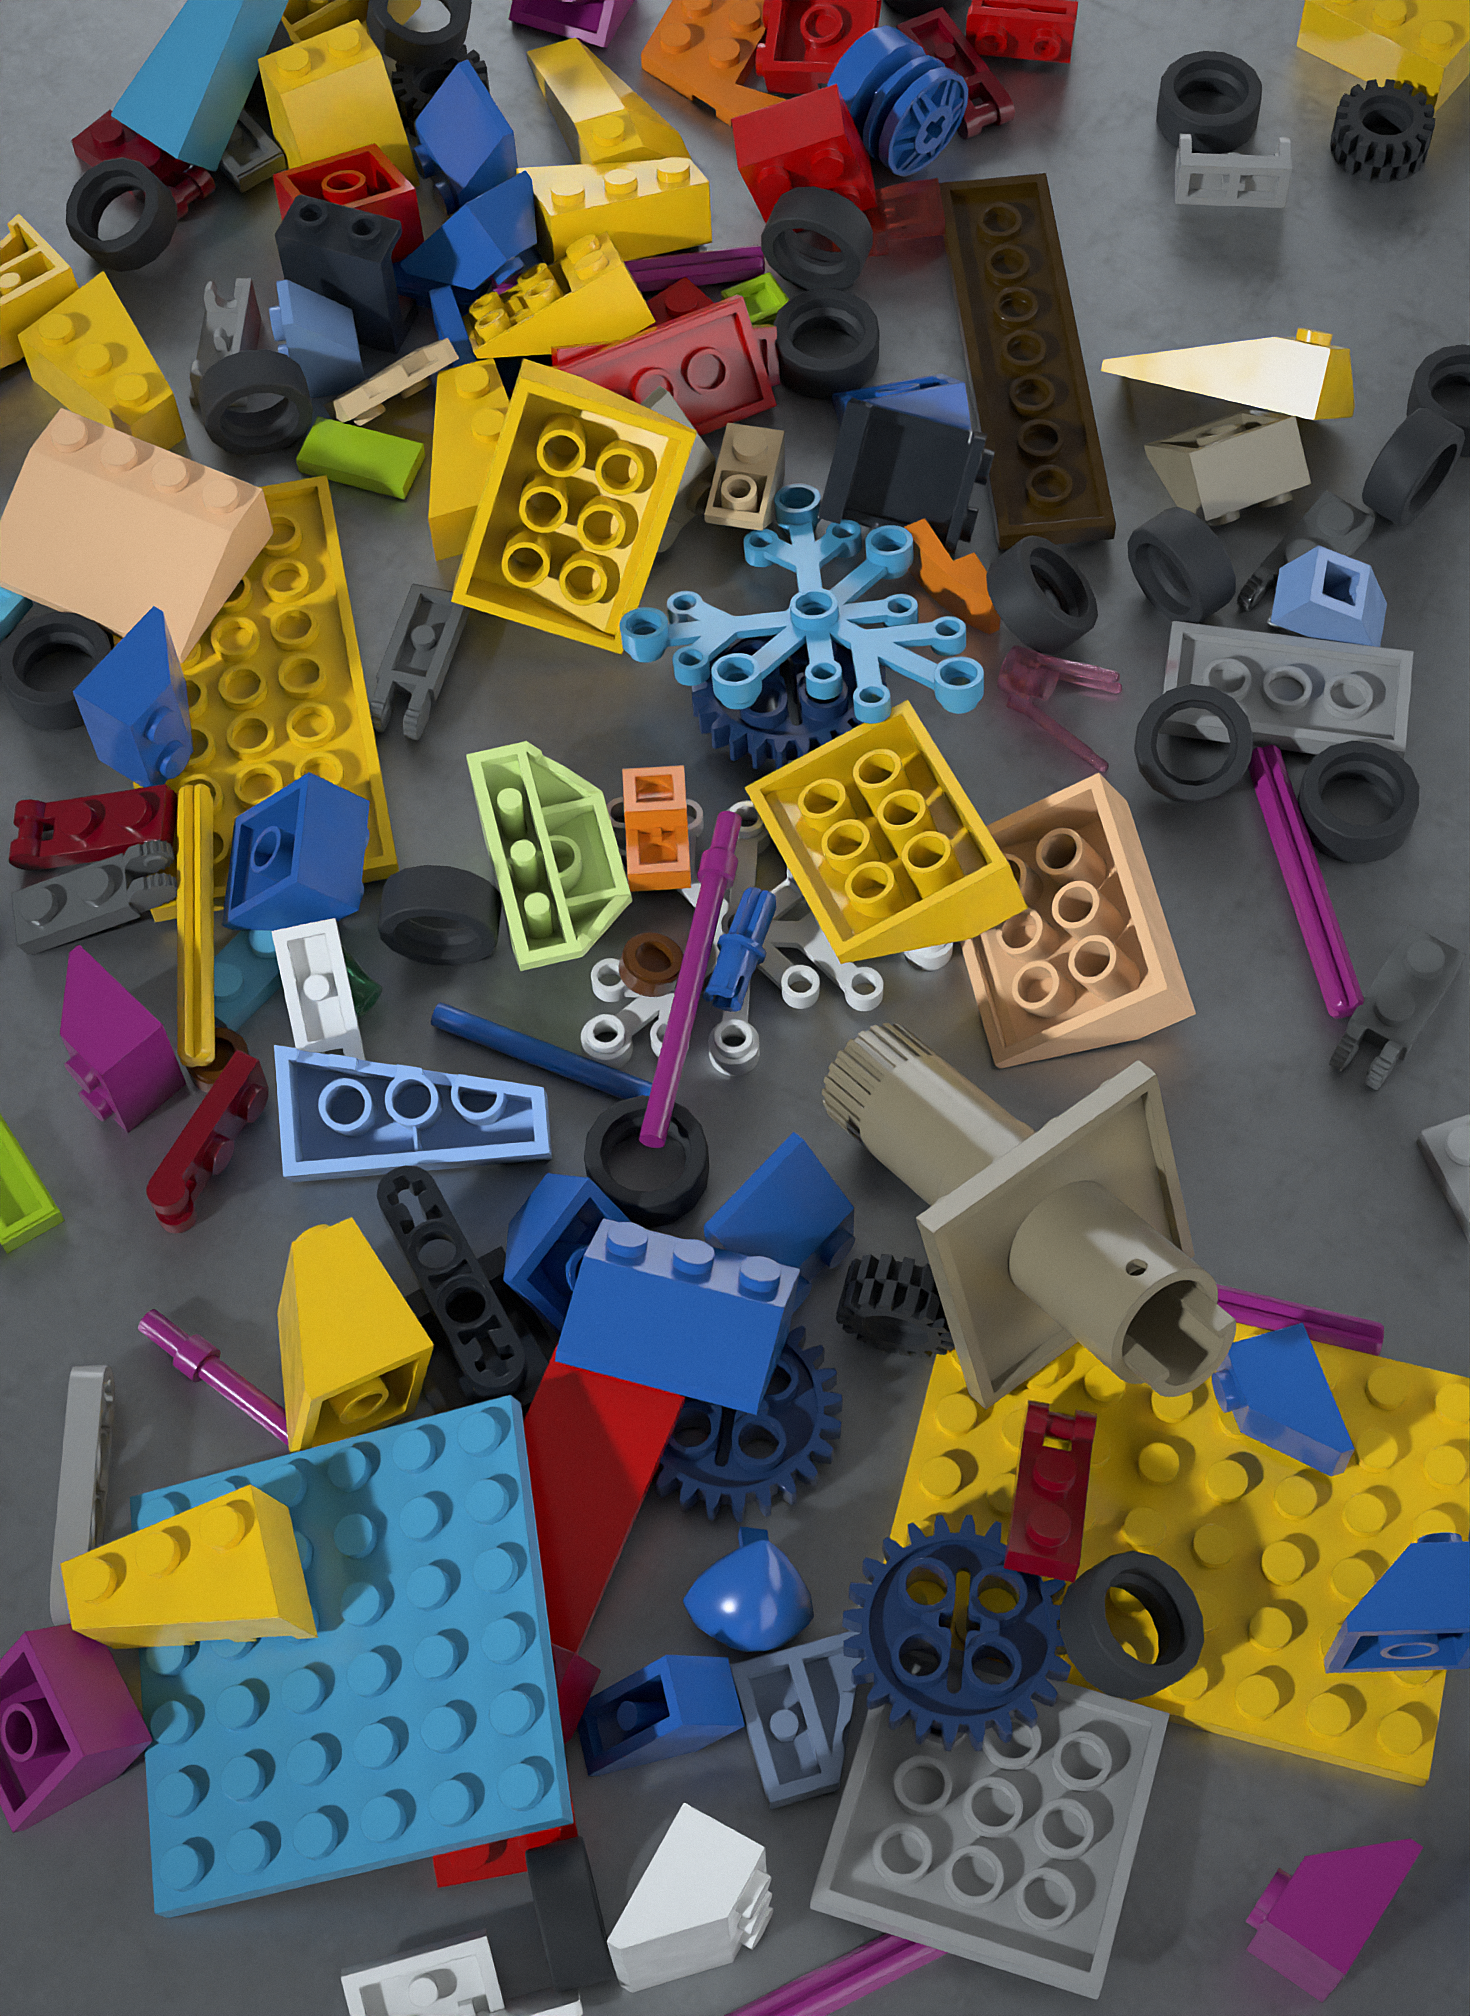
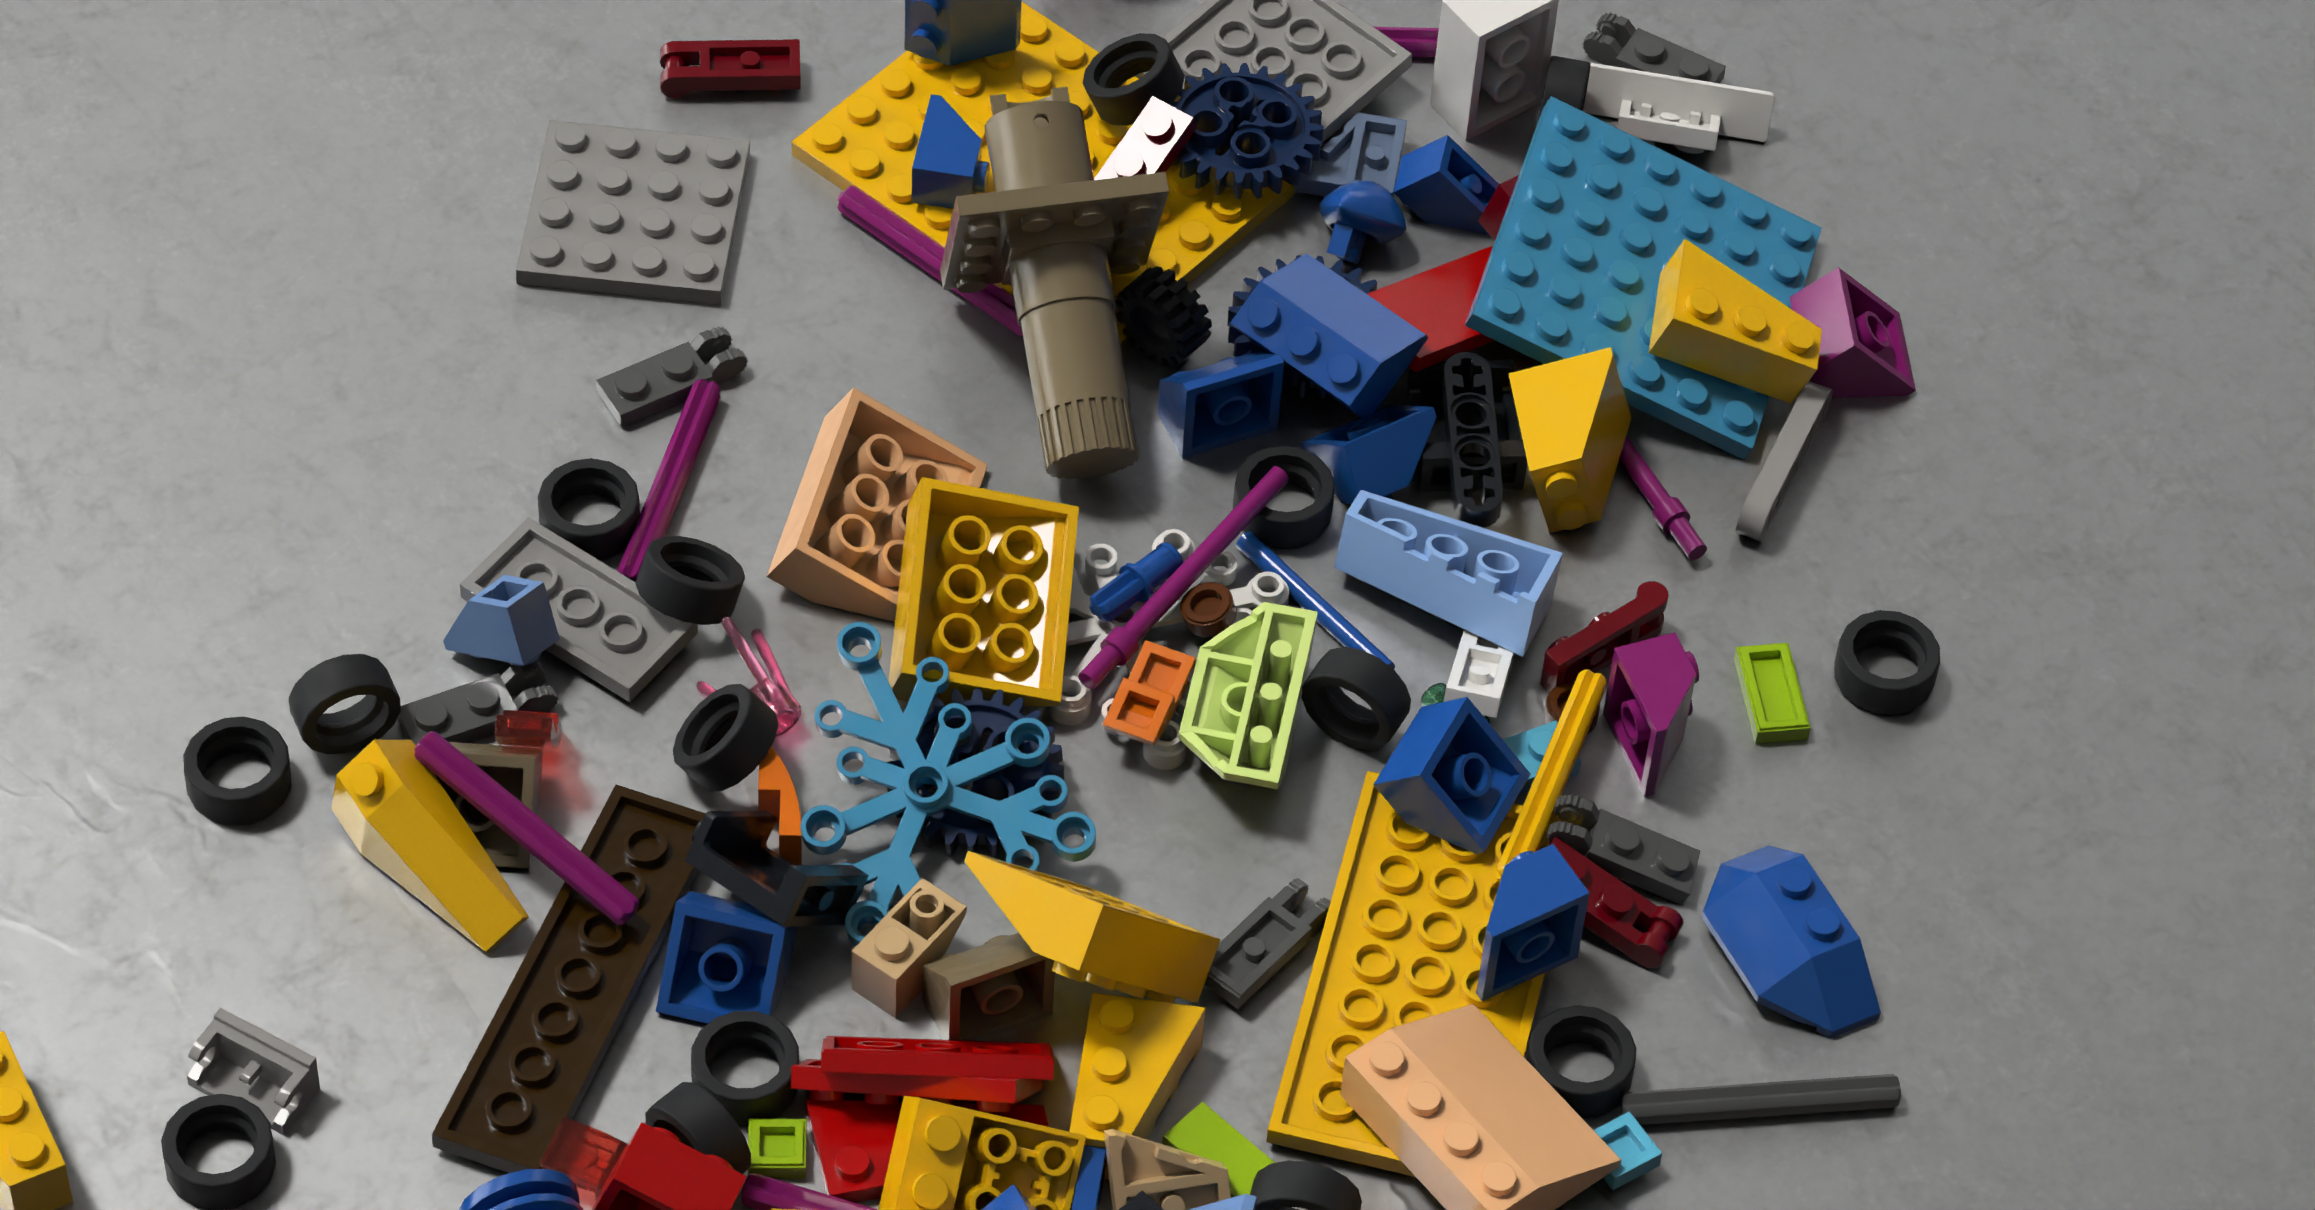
camera: 160 degrees left, 10 degrees down
(1153, 401) = (526, 828): none -> magenta axle
(1181, 566) = (596, 710): black tyre -> none
(1224, 500) = (528, 729): none -> clear red slope
(1387, 109) = (91, 1074): black tyre -> none

